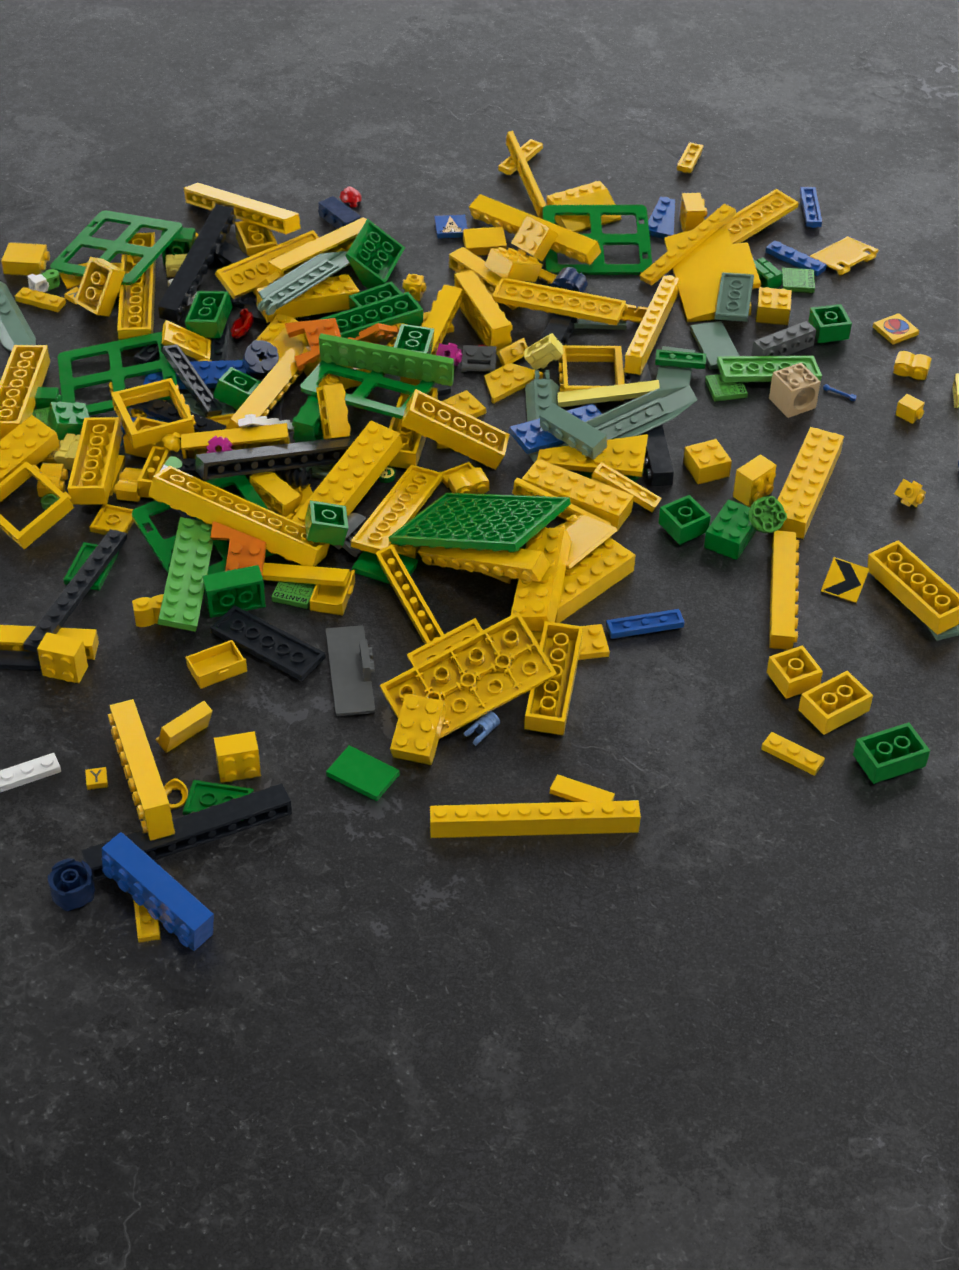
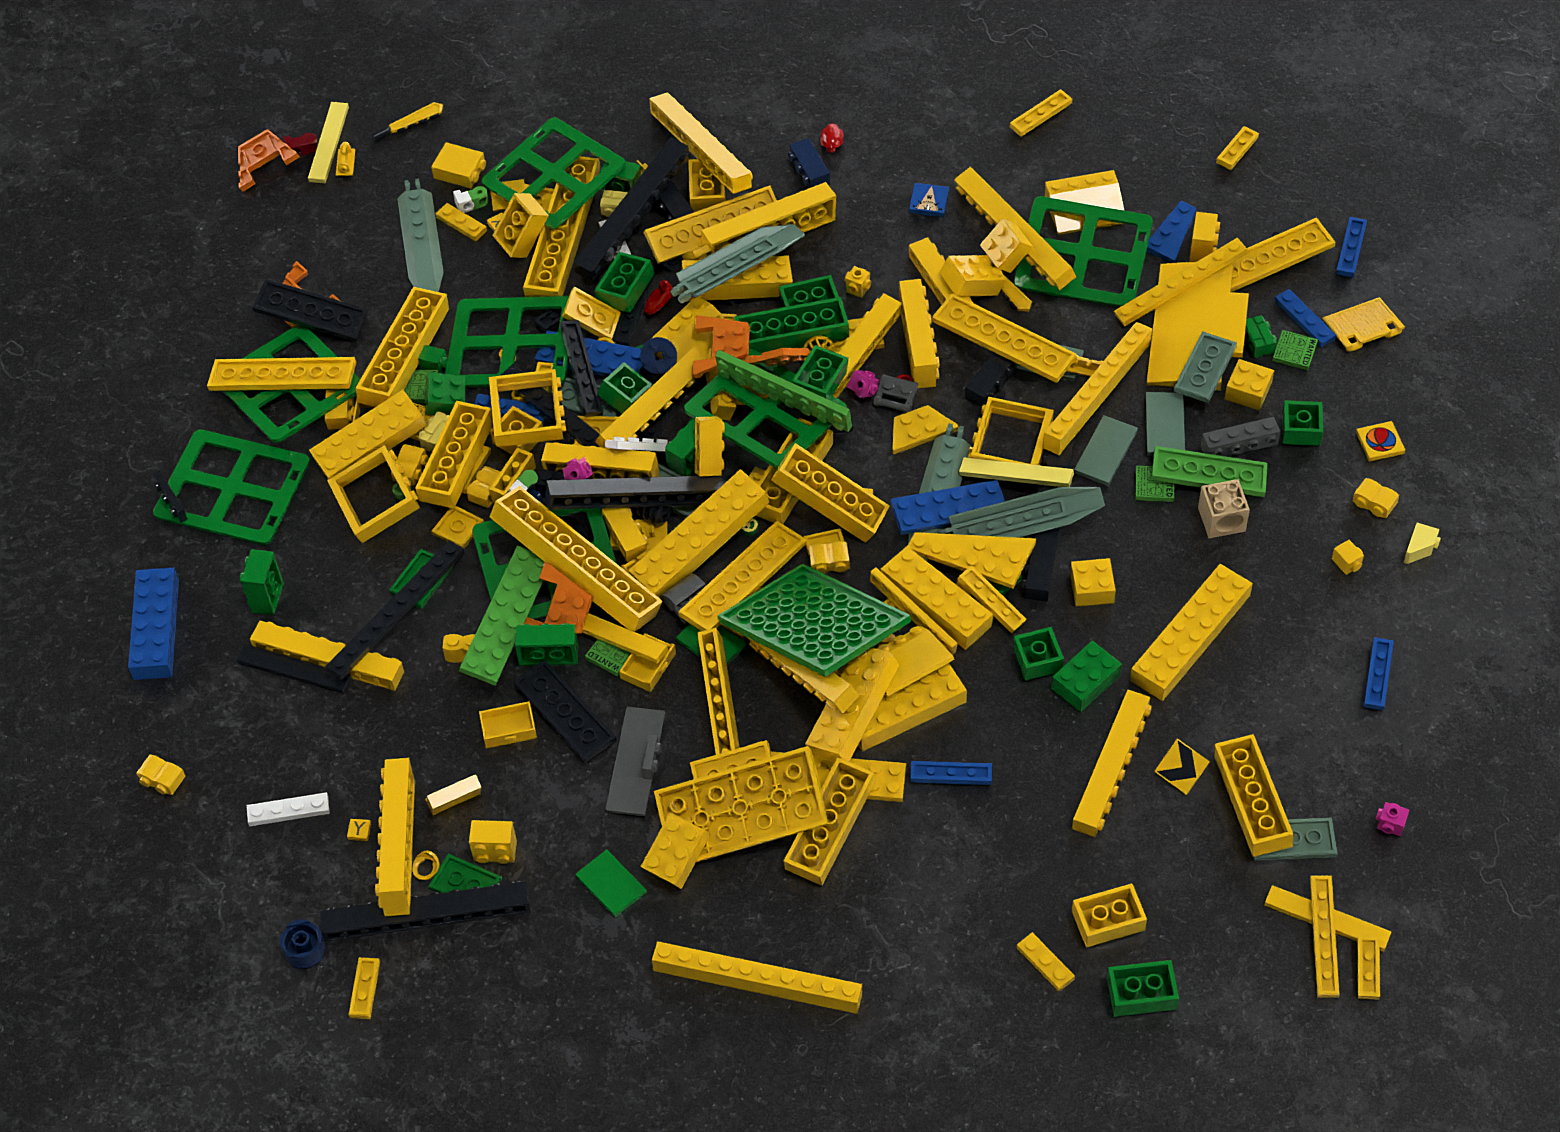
camera: 20 degrees right, 10 degrees up
(62, 657) = (360, 688): yellow brick -> none
(157, 891) = (373, 974): blue brick -> none
(172, 442) = (535, 448): yellow piece -> none
(326, 523) = (656, 588): green brick -> none
(373, 255) = (823, 235): green slope -> none
(466, 403) = (857, 454): yellow plate -> none
(481, 240) = (957, 230): yellow container -> none
(483, 726) = (745, 858): medium blue hinge -> none
(512, 352) = (935, 392): yellow plate -> none
(525, 173) = (1034, 141): yellow tile -> none
(543, 352) = (965, 402): light yellow brick -> none
(571, 280) = (1026, 313): dark blue brick -> none
(573, 431) = (953, 521): sand green brick -> none
(578, 791) = (815, 956): yellow tile -> none
(680, 359) = (1114, 439): green plate -> none
(754, 480) = (1131, 620): yellow brick -> none
(767, 514) = (1123, 671): bright green tile -> none
(794, 671) = (1081, 868): yellow brick -> none
(852, 397) = (1292, 526): blue hinge -> none
(910, 493) = (1299, 671): yellow brick -> none

